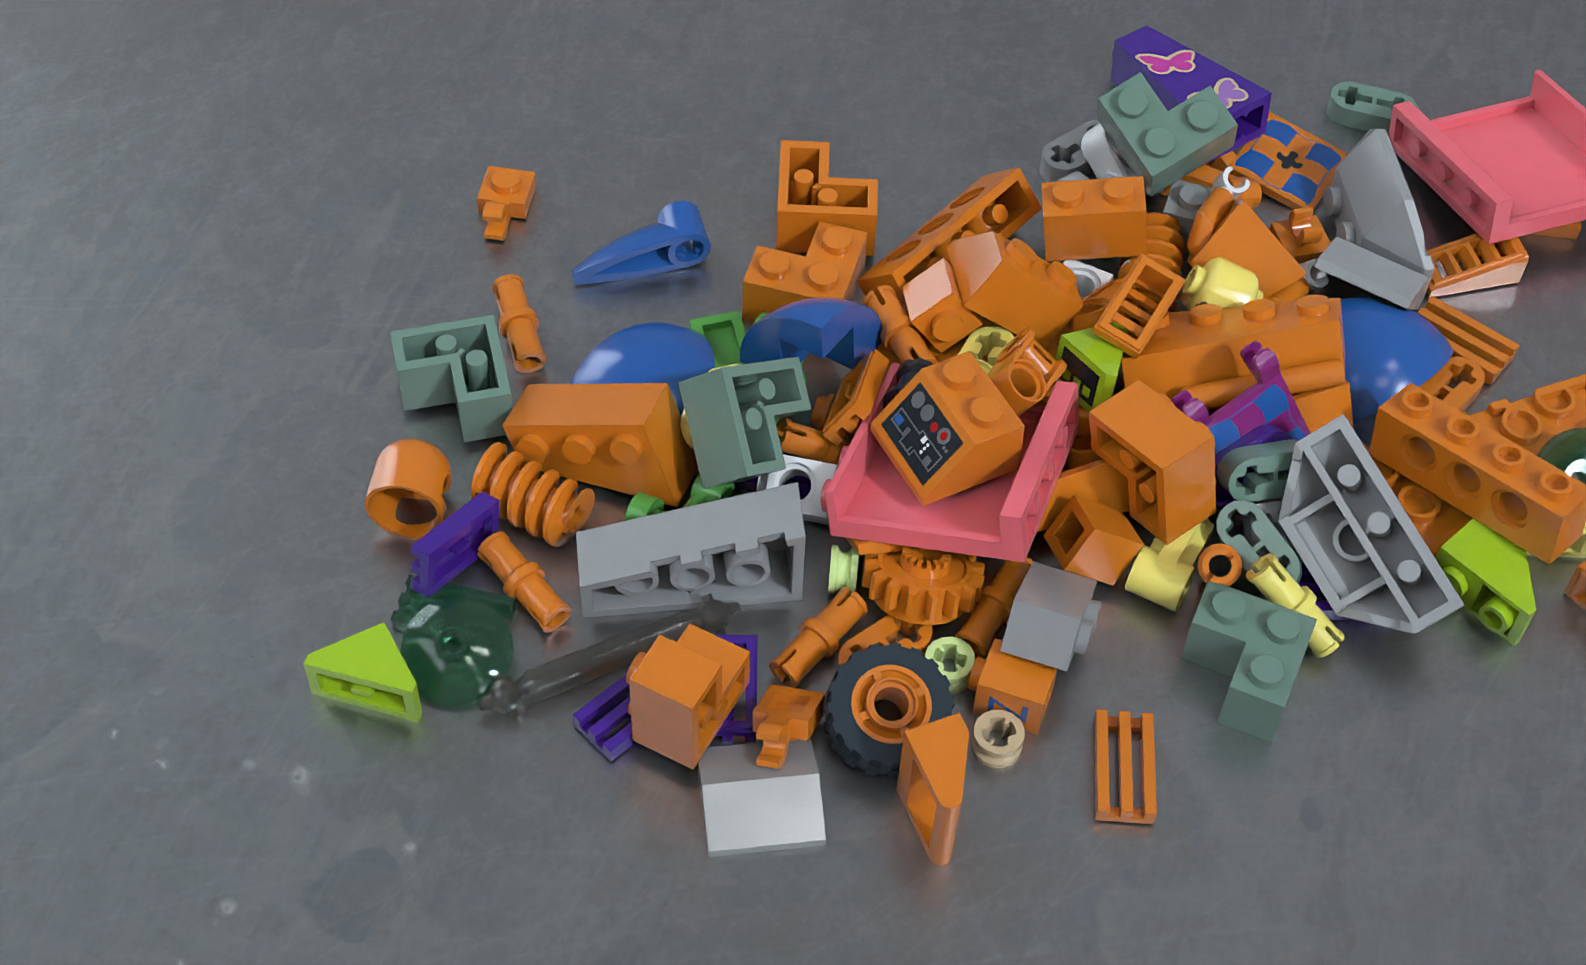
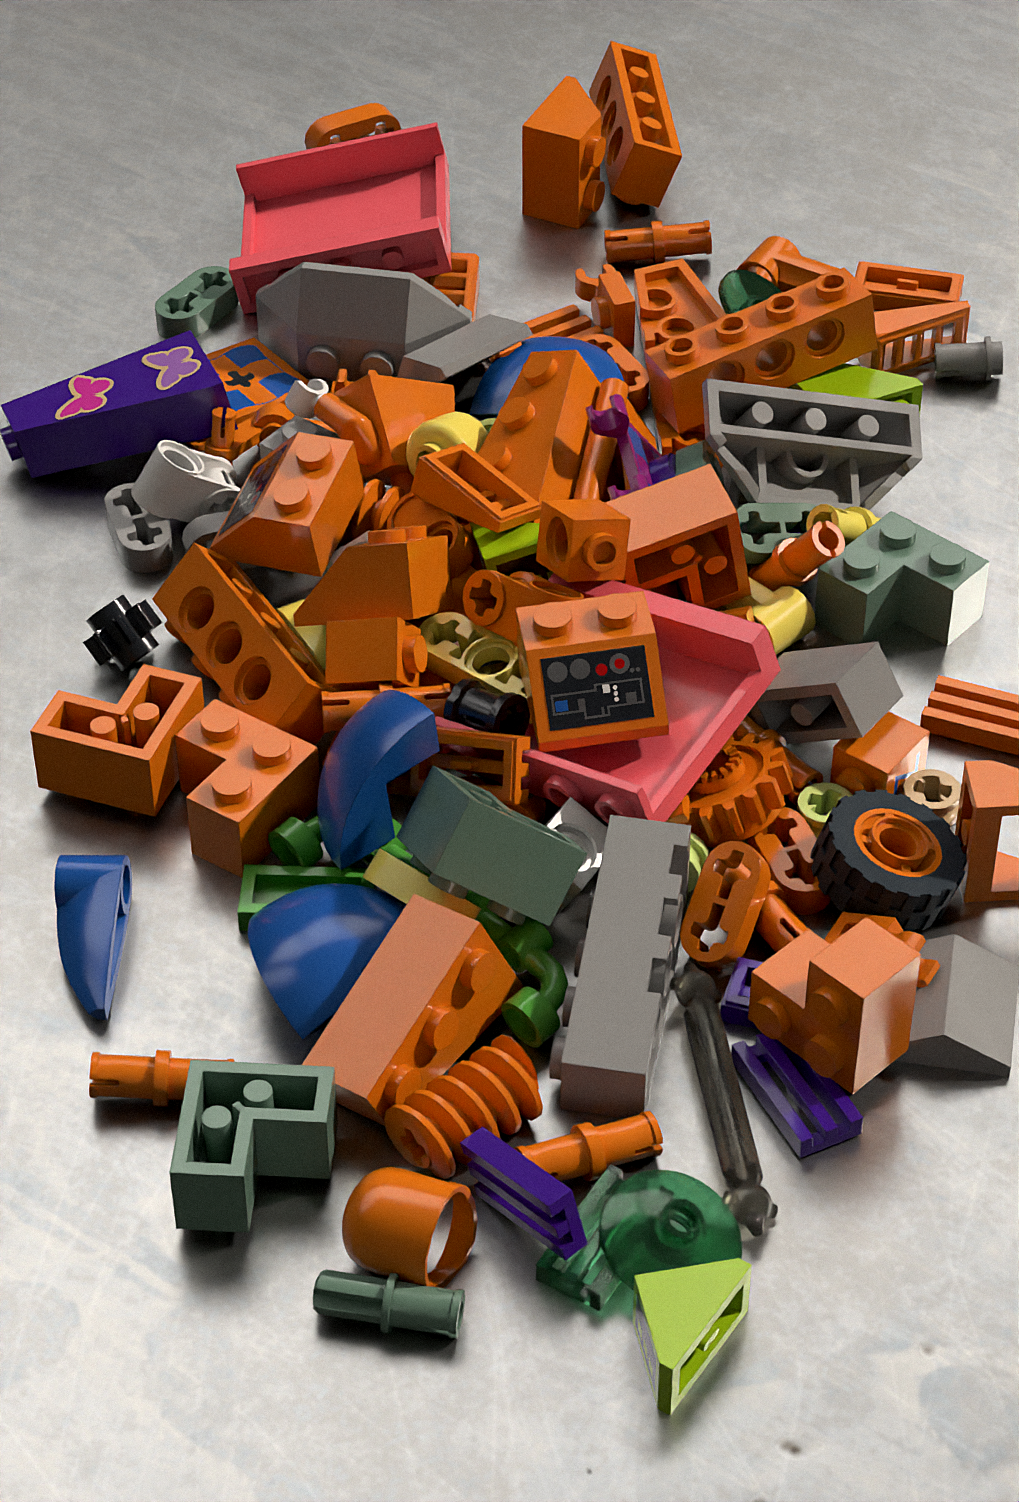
camera: 70 degrees left, 10 degrees down
(355, 523) = (389, 1302): none -> sand green axle
(791, 606) = (714, 906): none -> orange beam
(942, 171) = (122, 632): none -> black gear
(1087, 378) = (583, 540): none -> orange brick
(1164, 142) = (230, 412): sand green brick -> none
(1529, 370) = (610, 303): none -> orange plate

